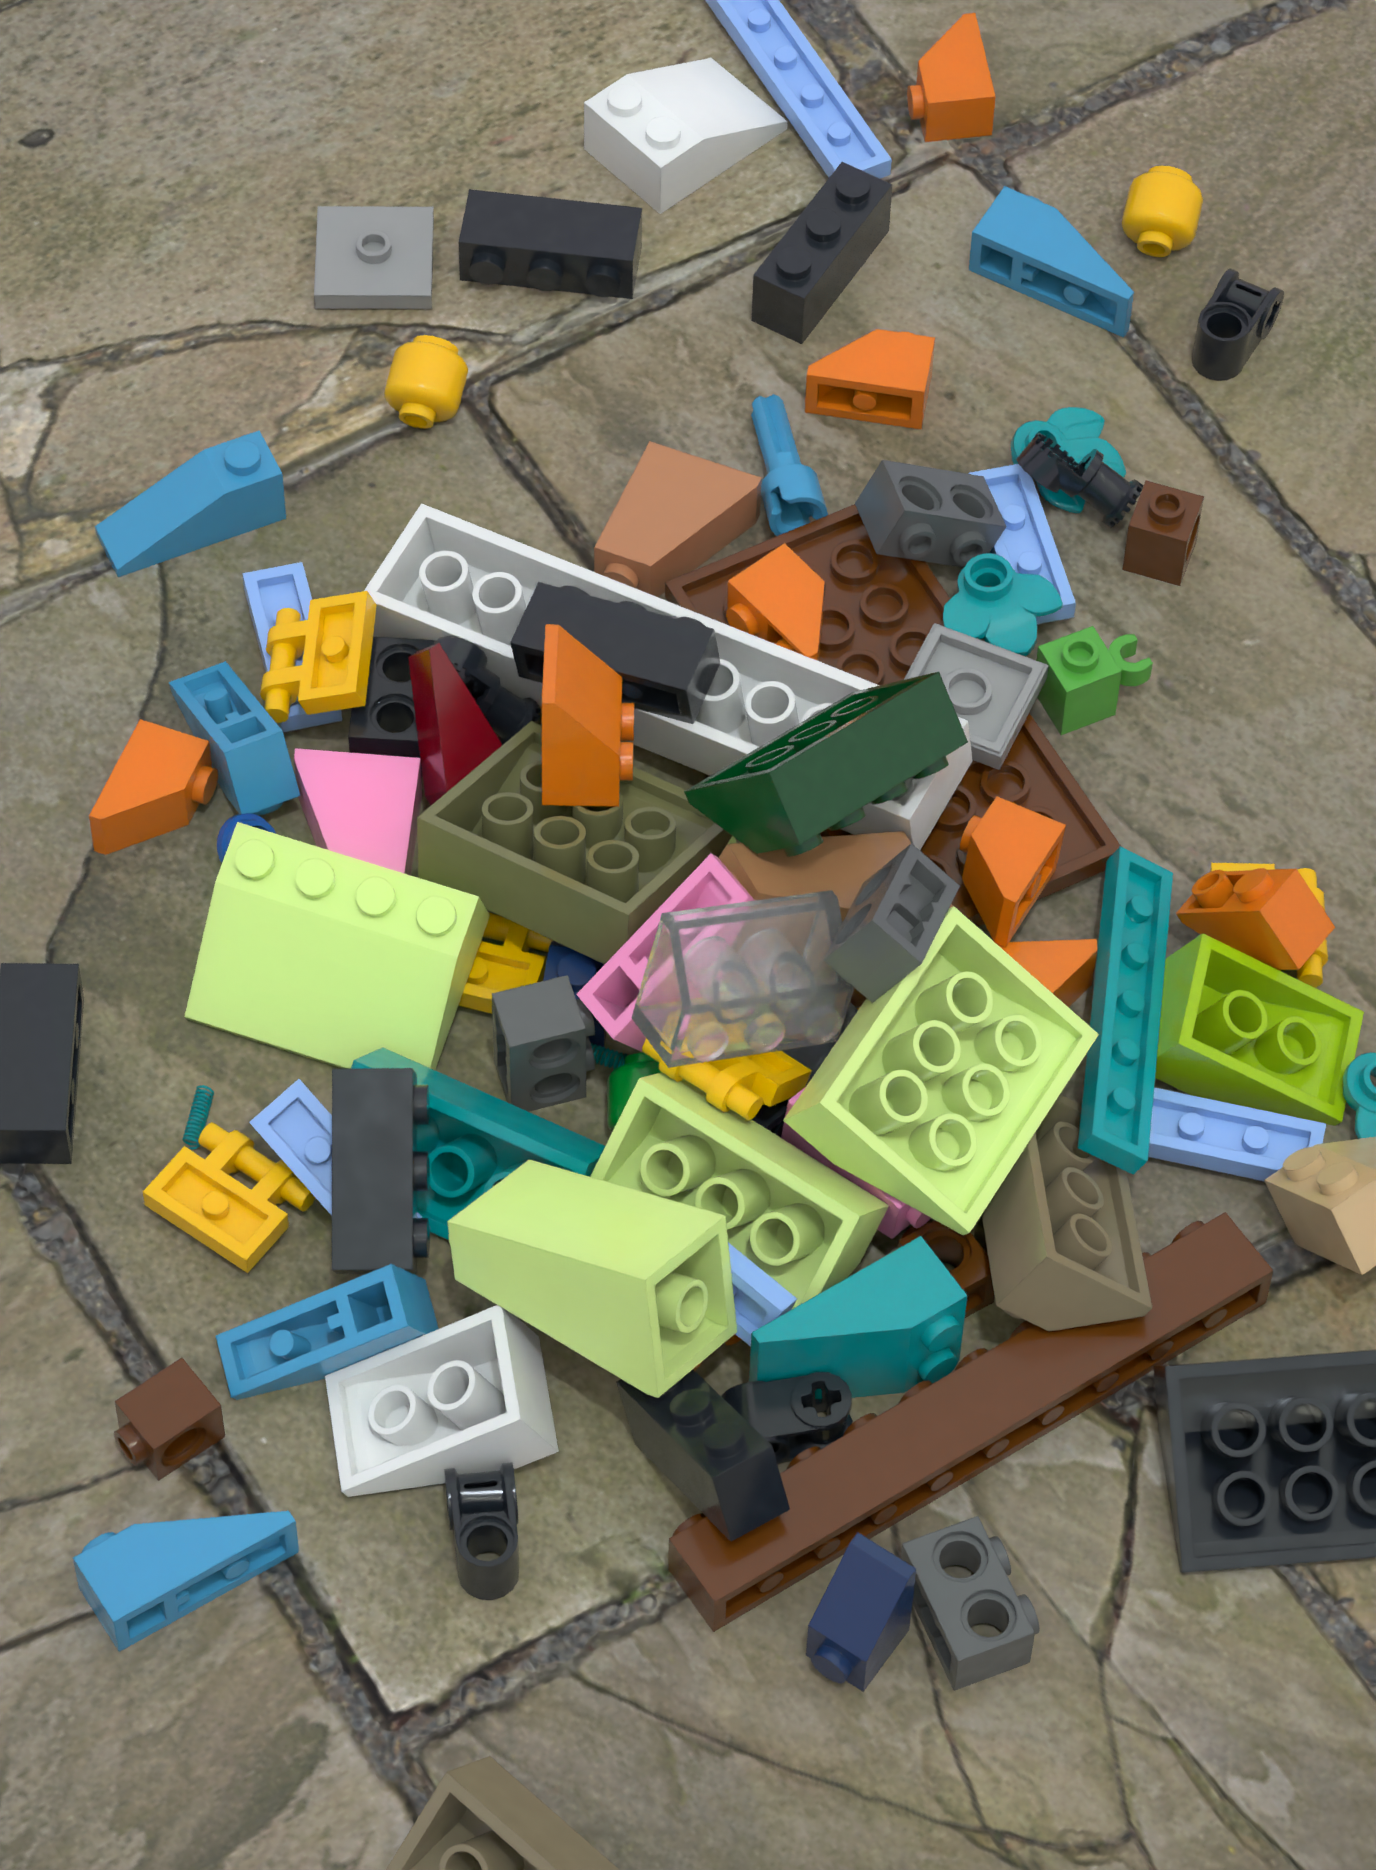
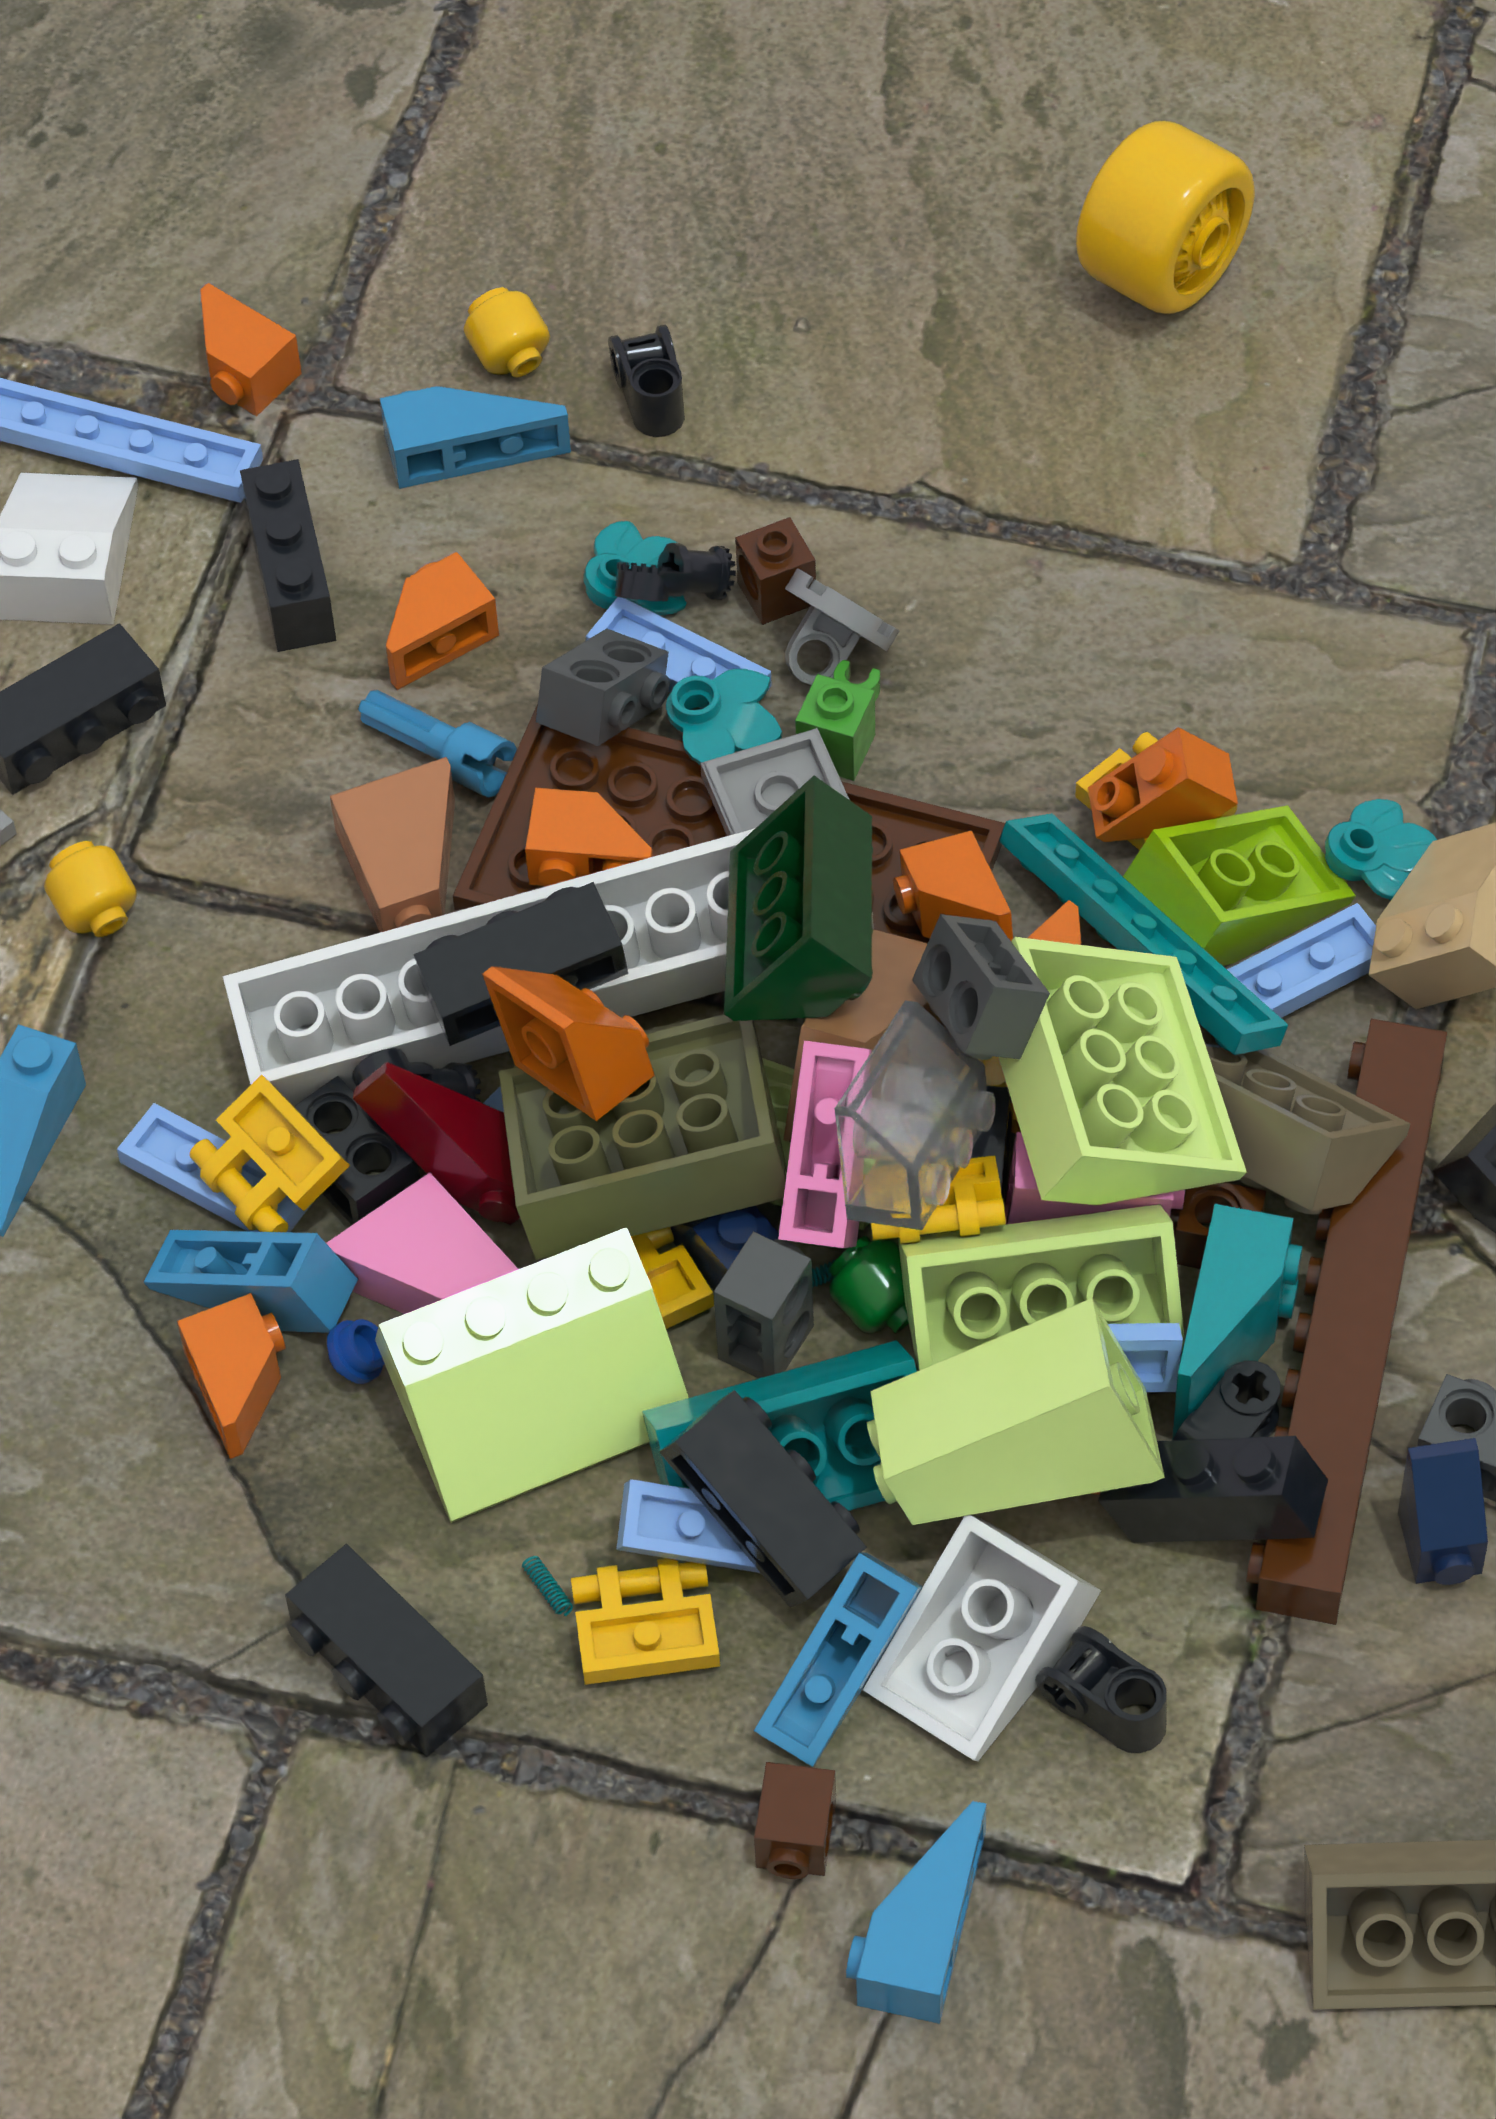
camera: 40 degrees left, 0 degrees up
(1162, 598) = (833, 621): none -> light grey tile

